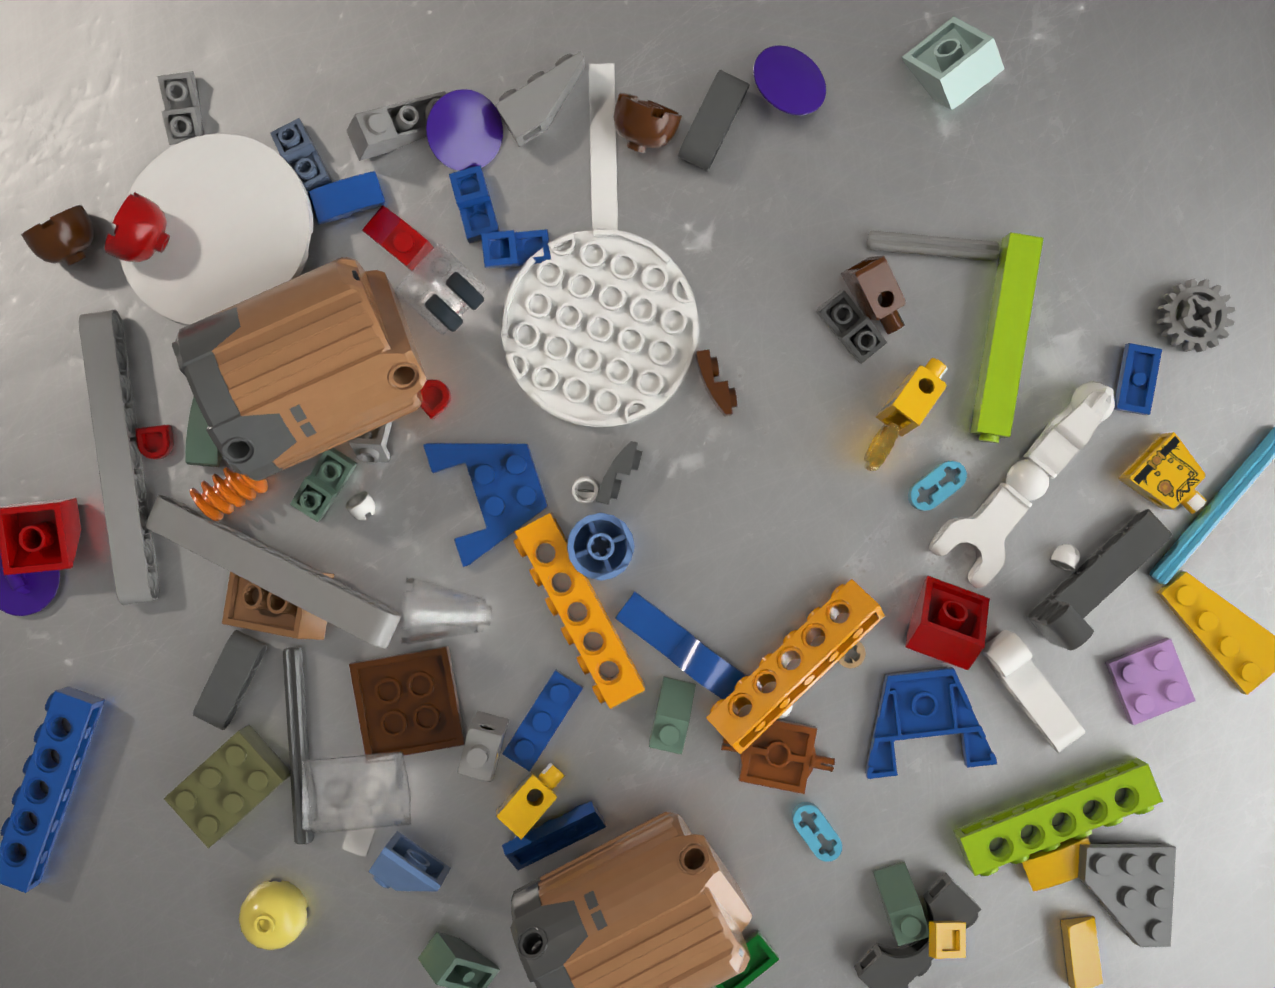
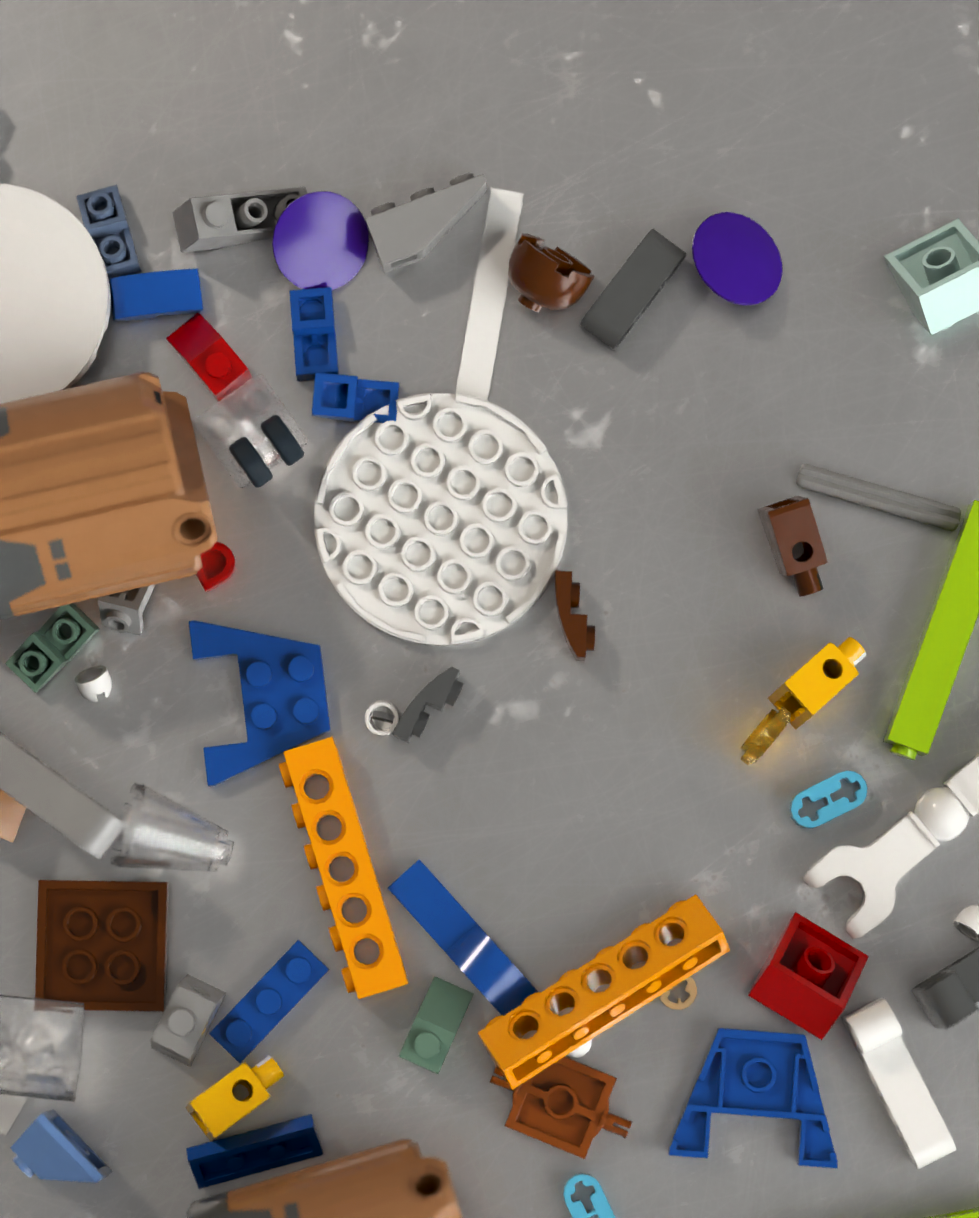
camera: 10 degrees right, 5 degrees down
(600, 546) = (387, 790): medium blue cylinder -> none
(851, 326) = (757, 578): dark grey slope -> none

